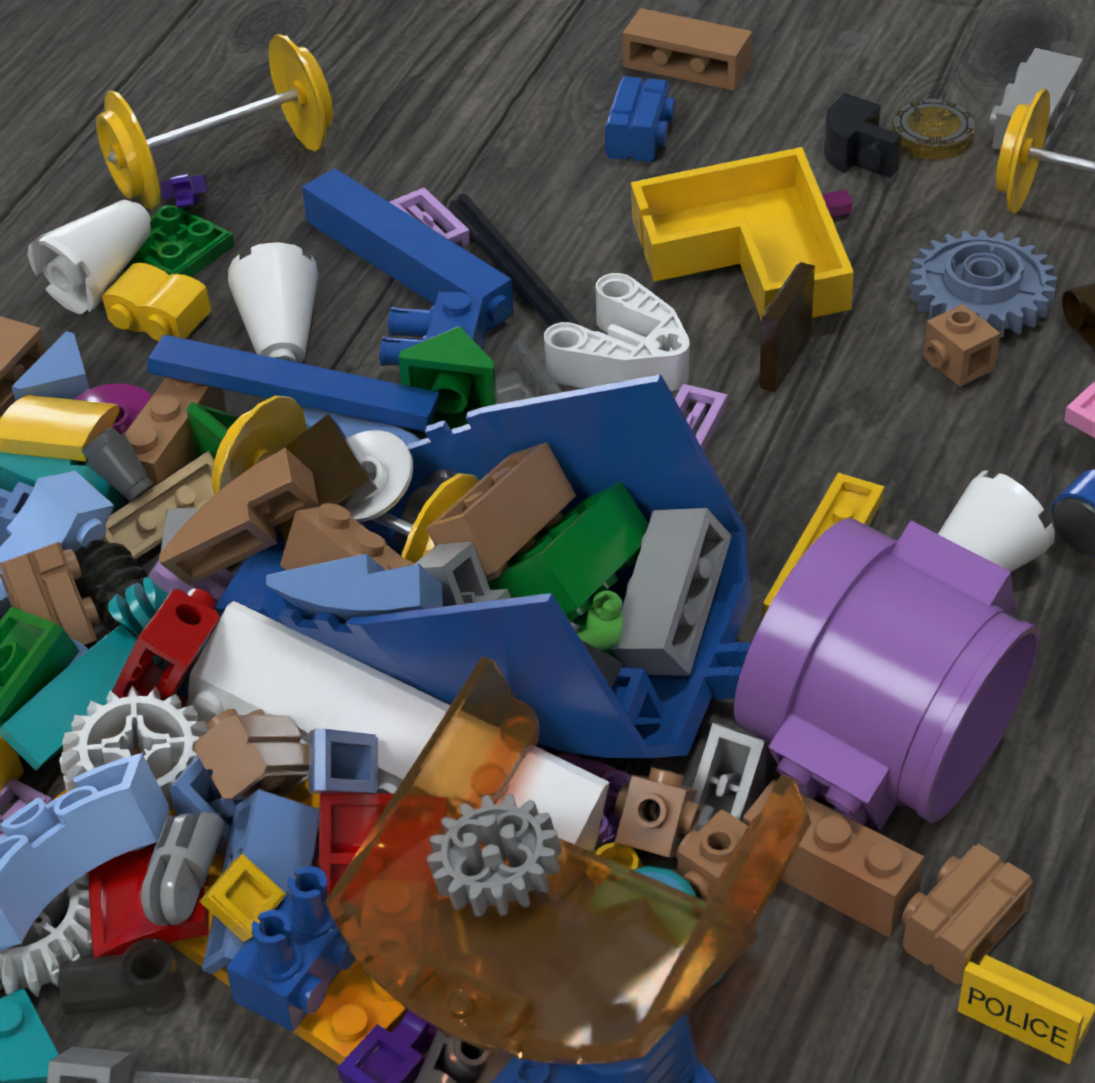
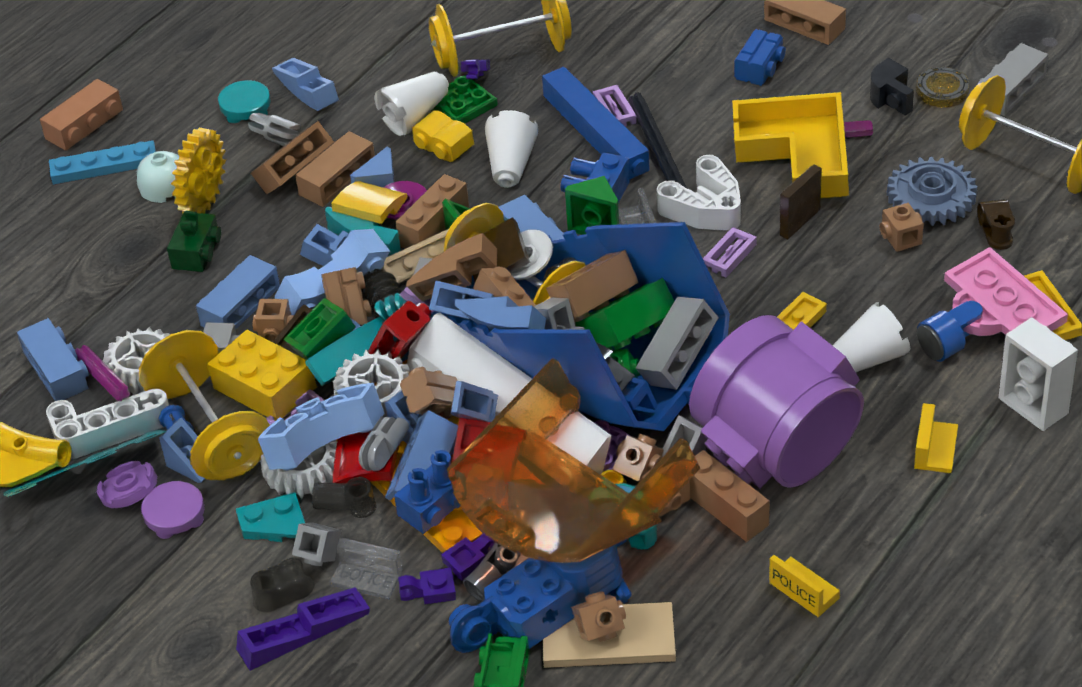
camera: 15 degrees right, 0 degrees up
(117, 463) = (397, 227): dark grey cone -> none
(241, 896) = (408, 459): yellow tile -> none
(244, 571) = (445, 295): none -> medium blue slope
(304, 383) = (505, 195): blue tile -> none
(480, 875) = (530, 468): light grey gear -> none
(604, 621) = (634, 353): bright green arm -> none
(965, 912) = (788, 533): medium nougat brick -> none

